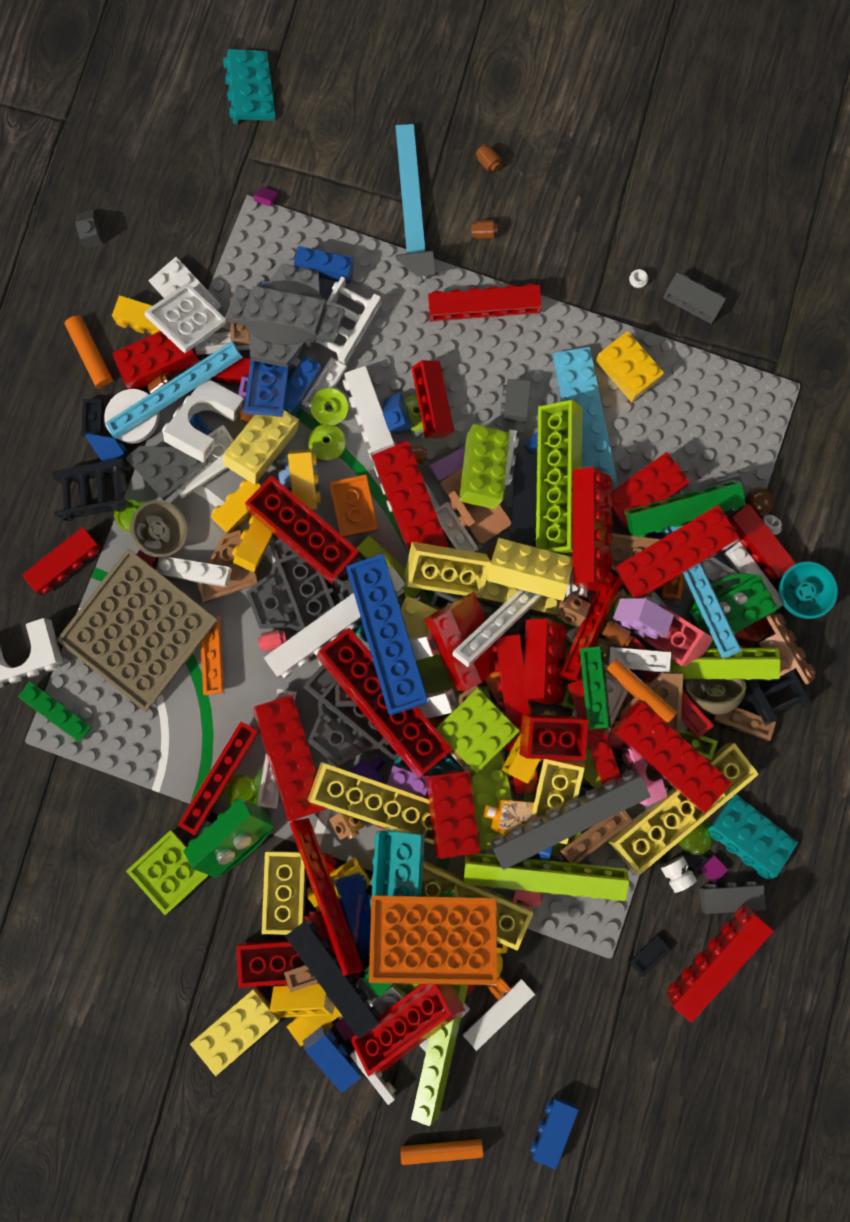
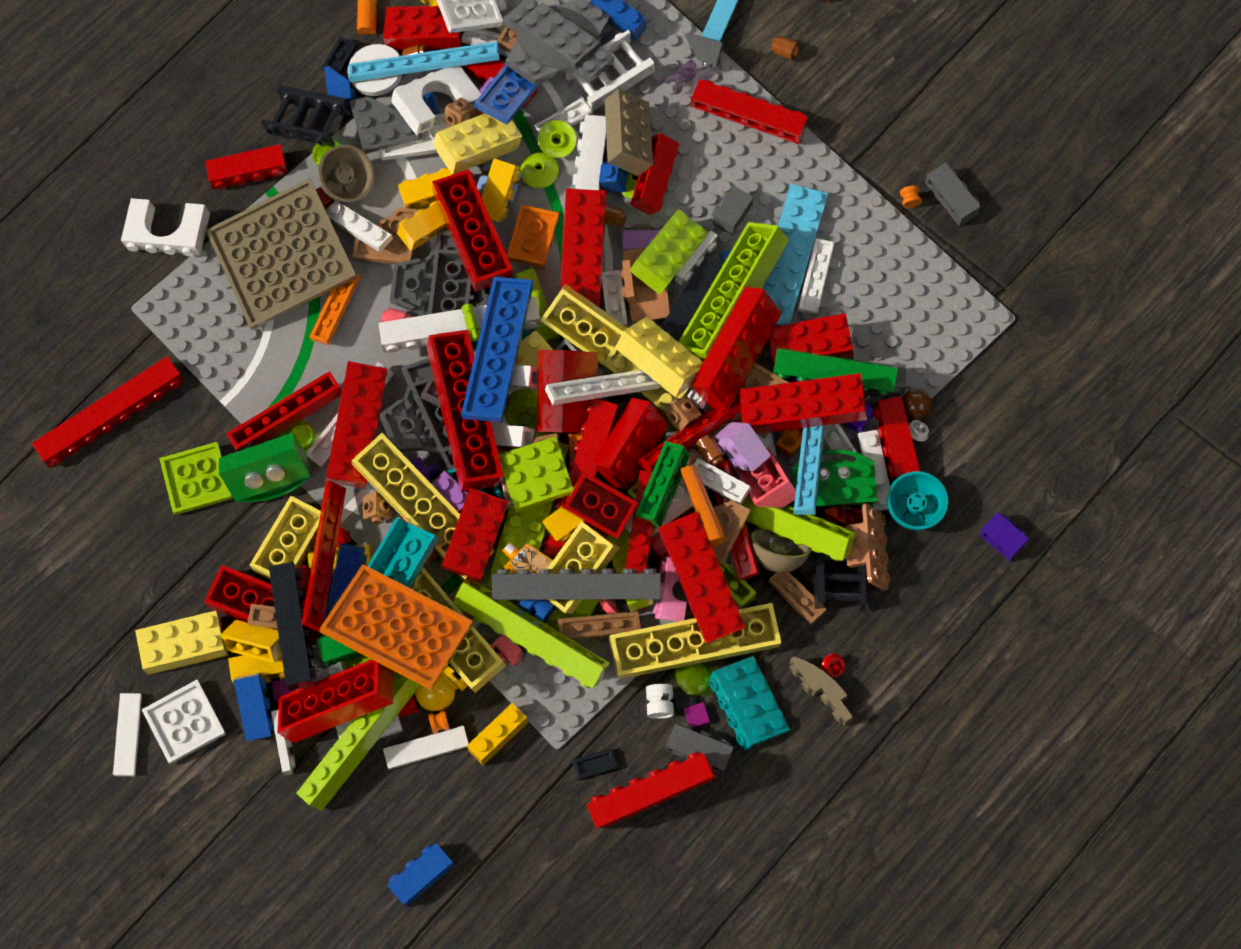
camera: 30 degrees right, 10 degrees down
(55, 712) = (171, 292): green plate -> none
(55, 851) = (107, 412): none -> red brick
(231, 424) = (458, 112): none -> medium nougat brick
(231, 1136) = (127, 734): none -> white tile
(275, 1100) = (183, 722): none -> white plate
(300, 384) = (540, 108): blue brick -> none
(347, 618) = (471, 322): none -> lime axle
(392, 372) = (628, 132): none -> dark tan brick
(412, 291) = (683, 73): none -> clear purple plate
(441, 1151) = (308, 841): orange brick -> none
(555, 973) = (497, 734): none -> yellow brick
(617, 427) = (816, 276): none -> white tile
(629, 366) = (855, 226): yellow brick -> none
(638, 278) = (909, 154): white plate -> none
(660, 317) = (910, 196): none -> orange wheel
(801, 790) = (816, 682): none -> dark tan slope
(806, 768) = (833, 665): none -> red hat

